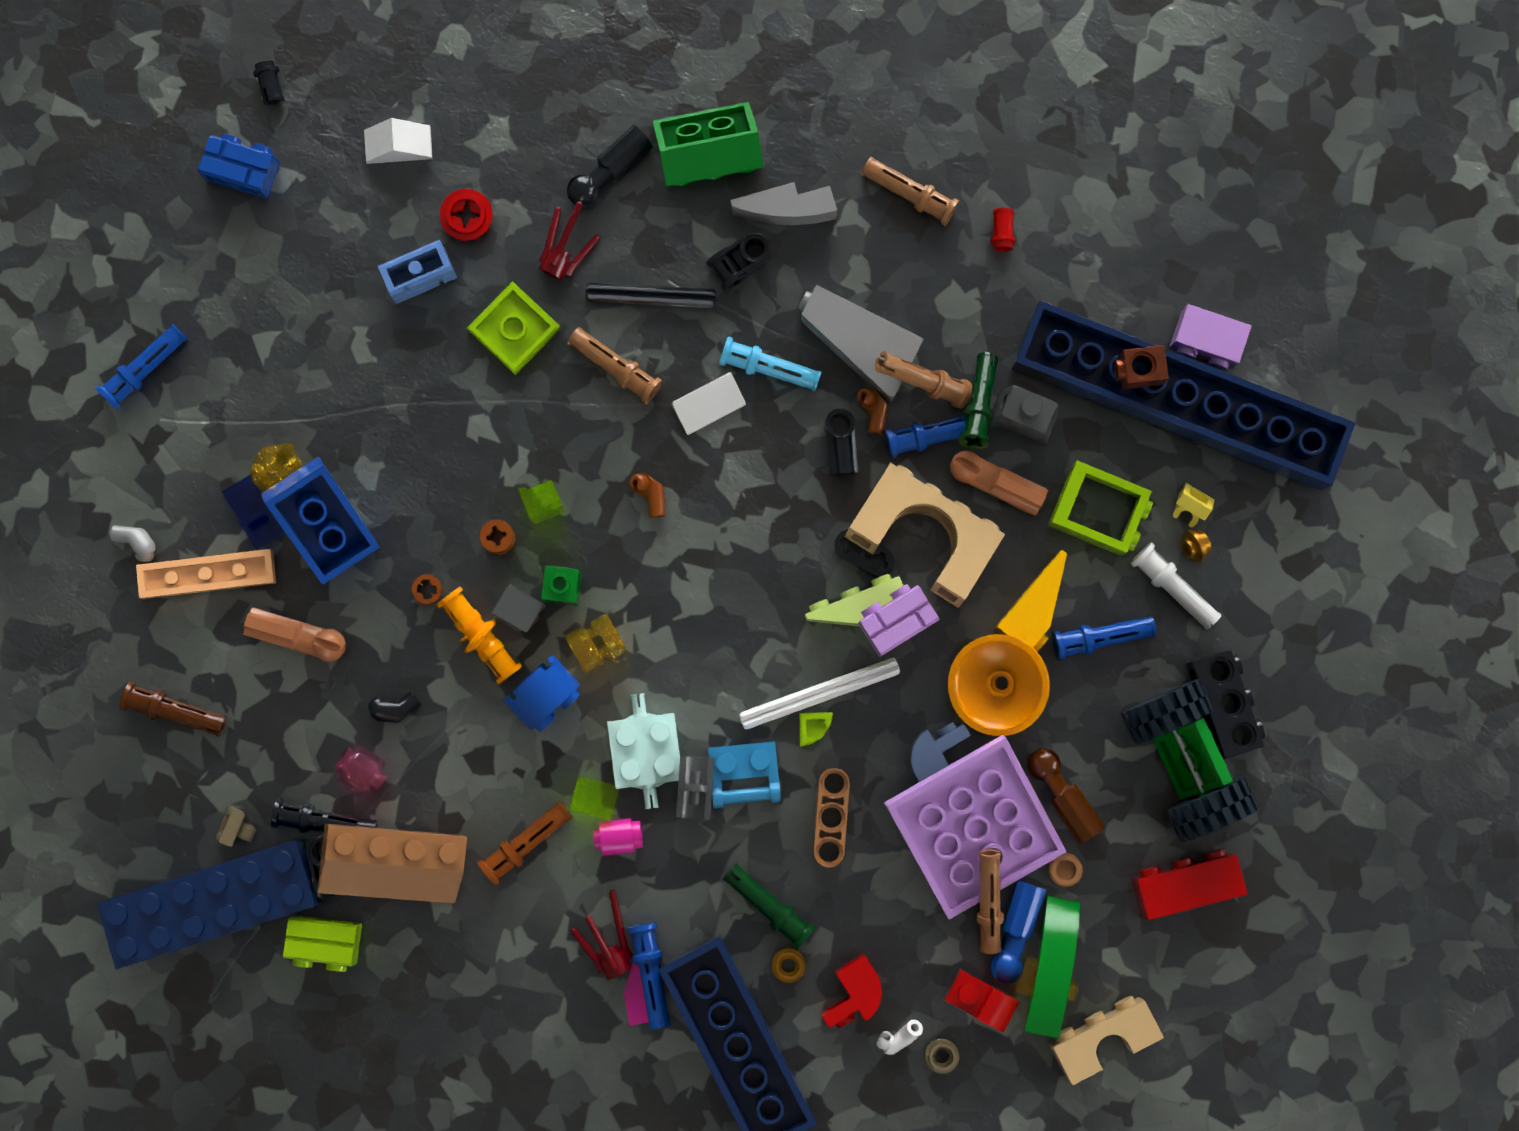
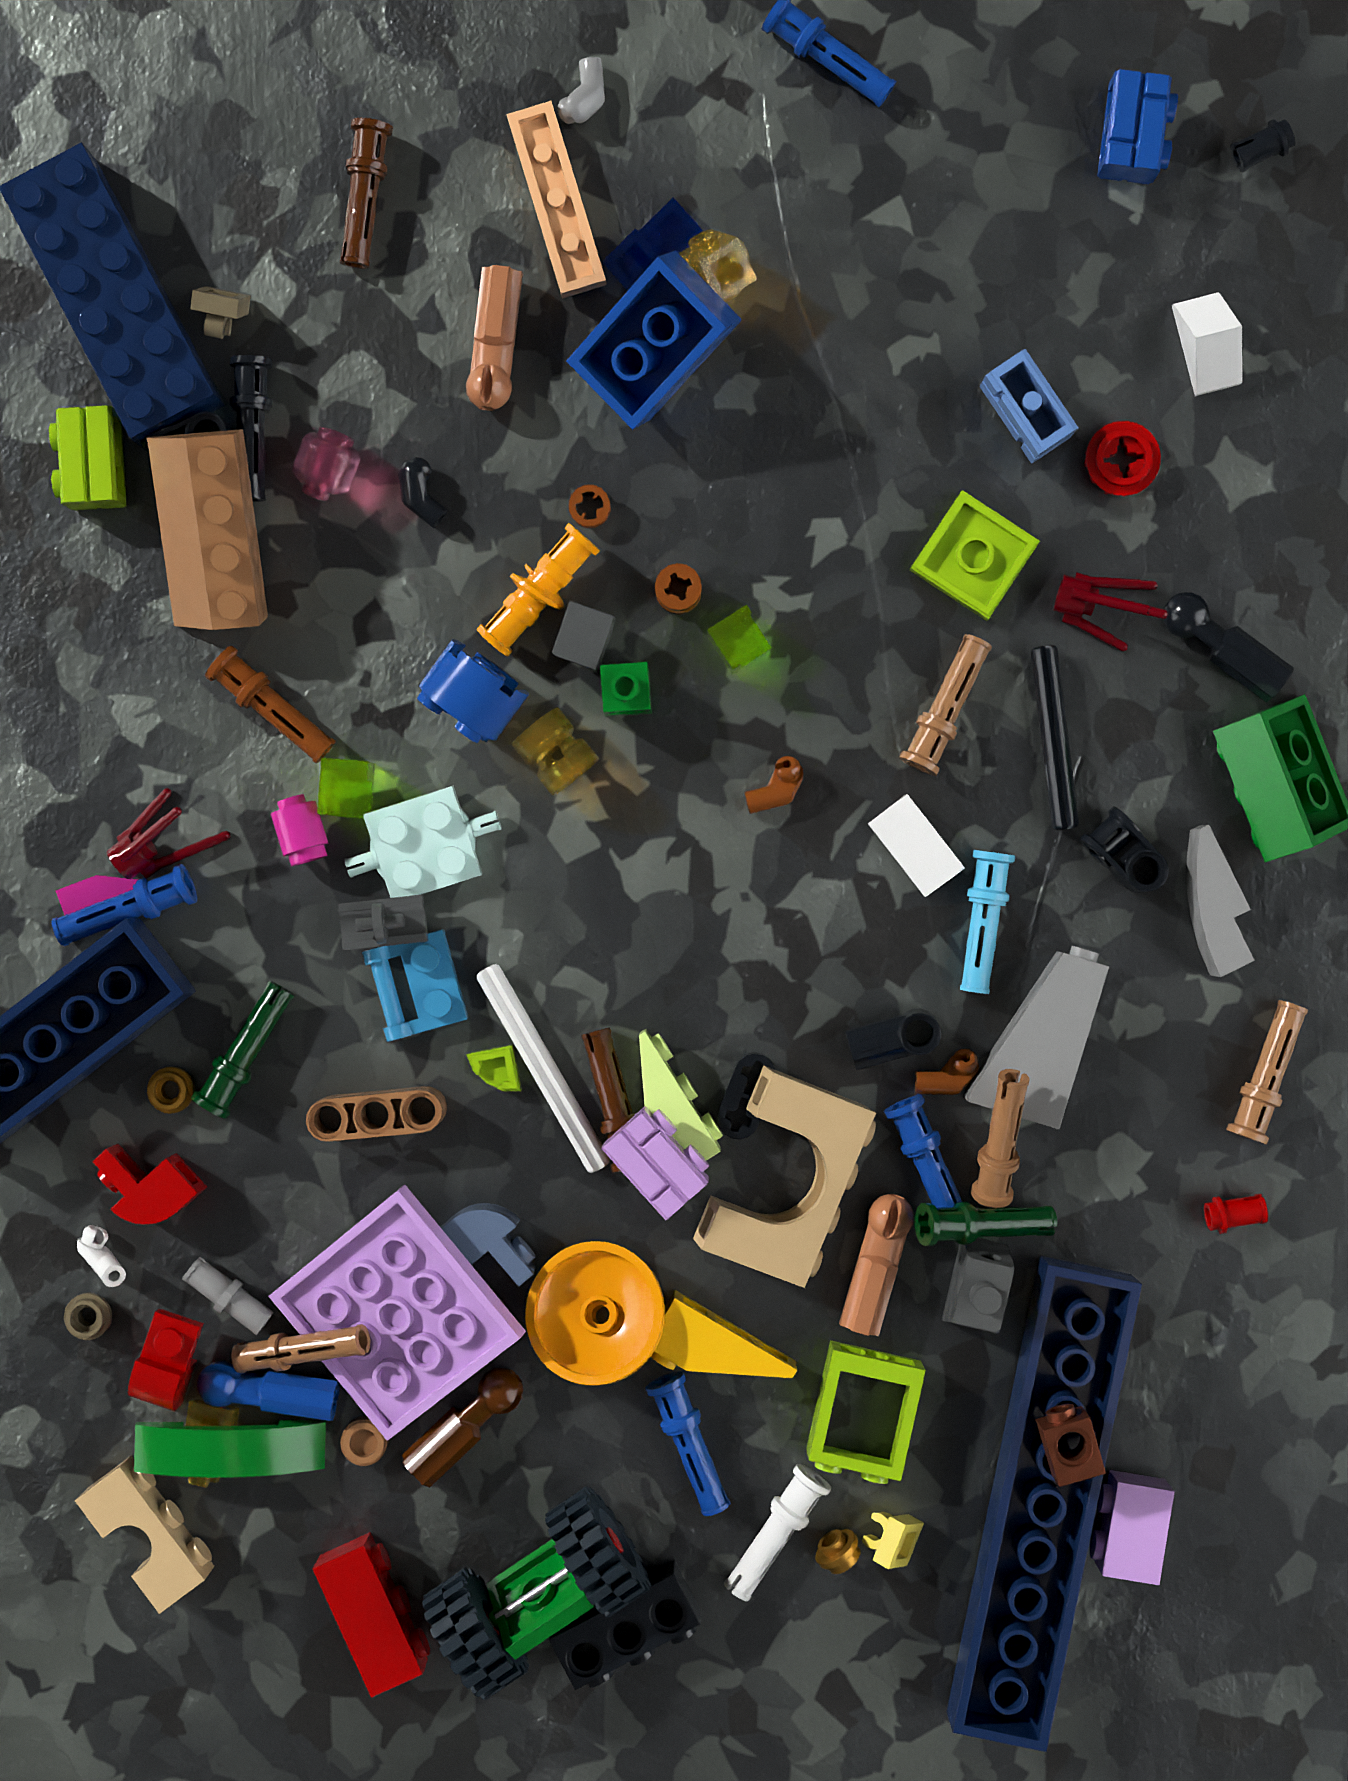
camera: 85 degrees right, 5 degrees up
(840, 648) = (608, 1082): none -> reddish brown pin
(944, 949) = (228, 1295): none -> light grey pin

